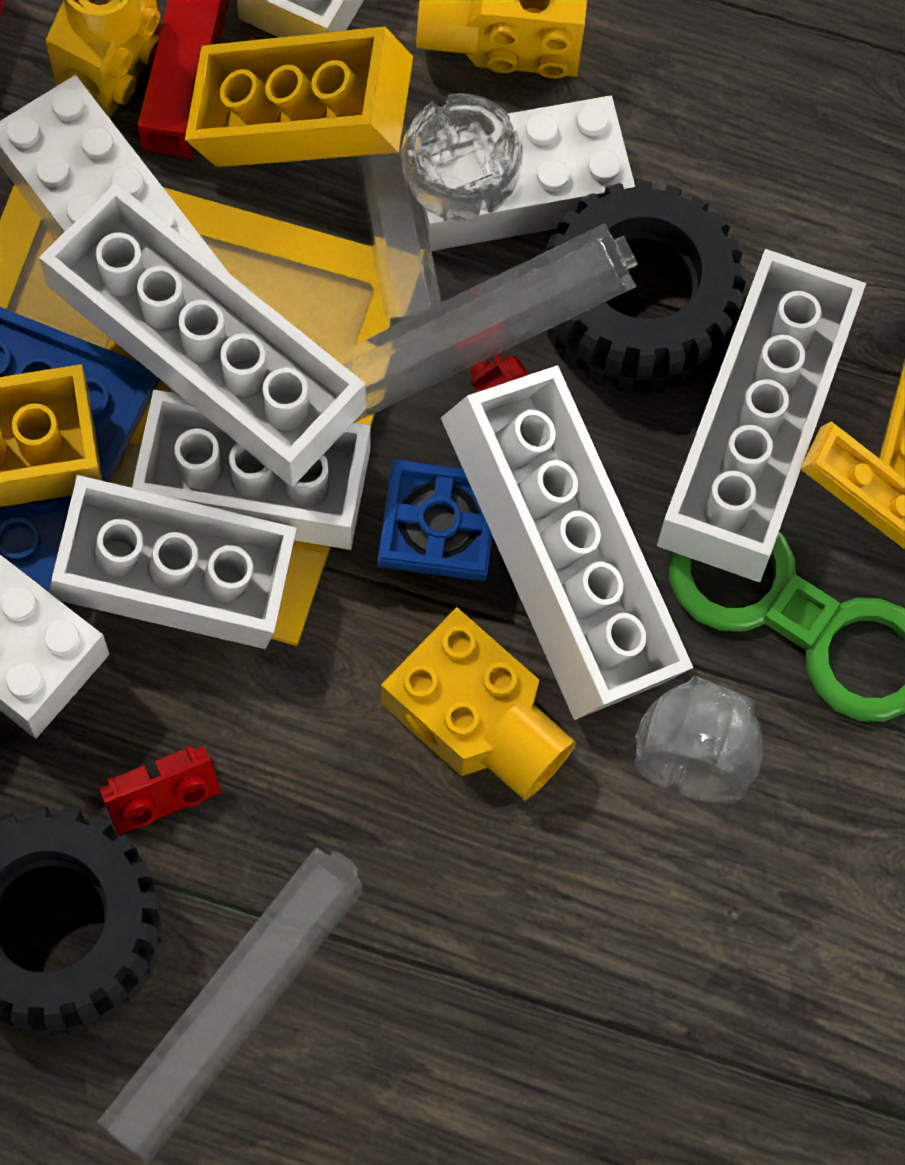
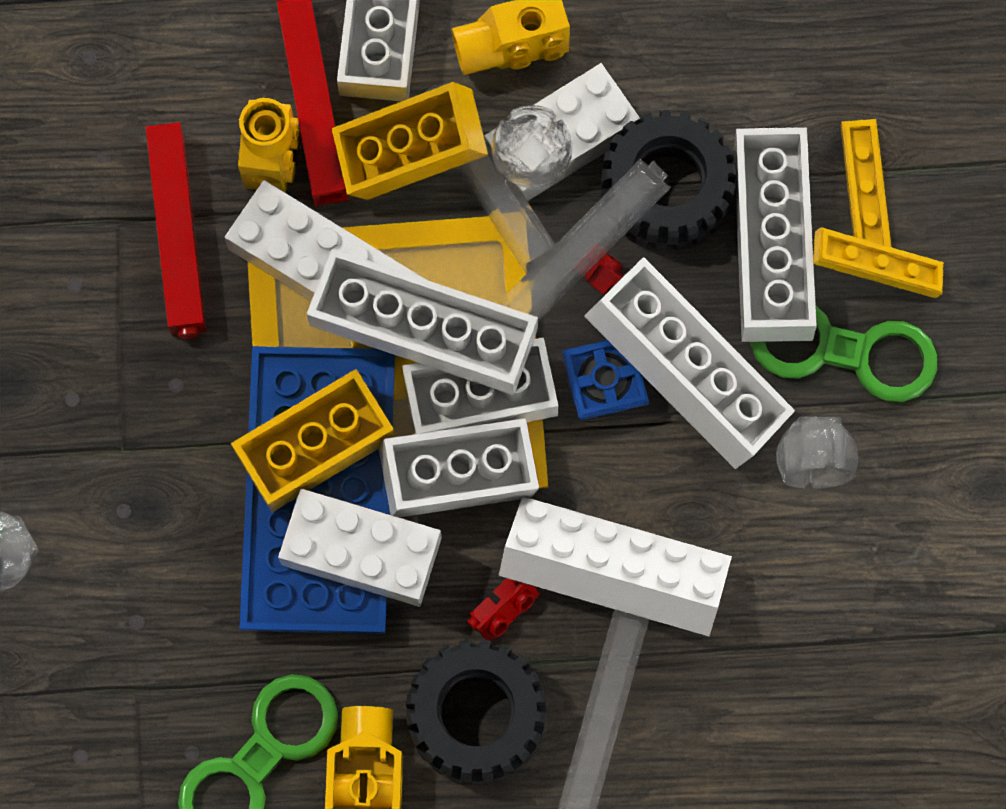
camera: 15 degrees left, 5 degrees up
(341, 789) = (615, 566): none -> white brick
(476, 707) = (674, 484): yellow brick -> none

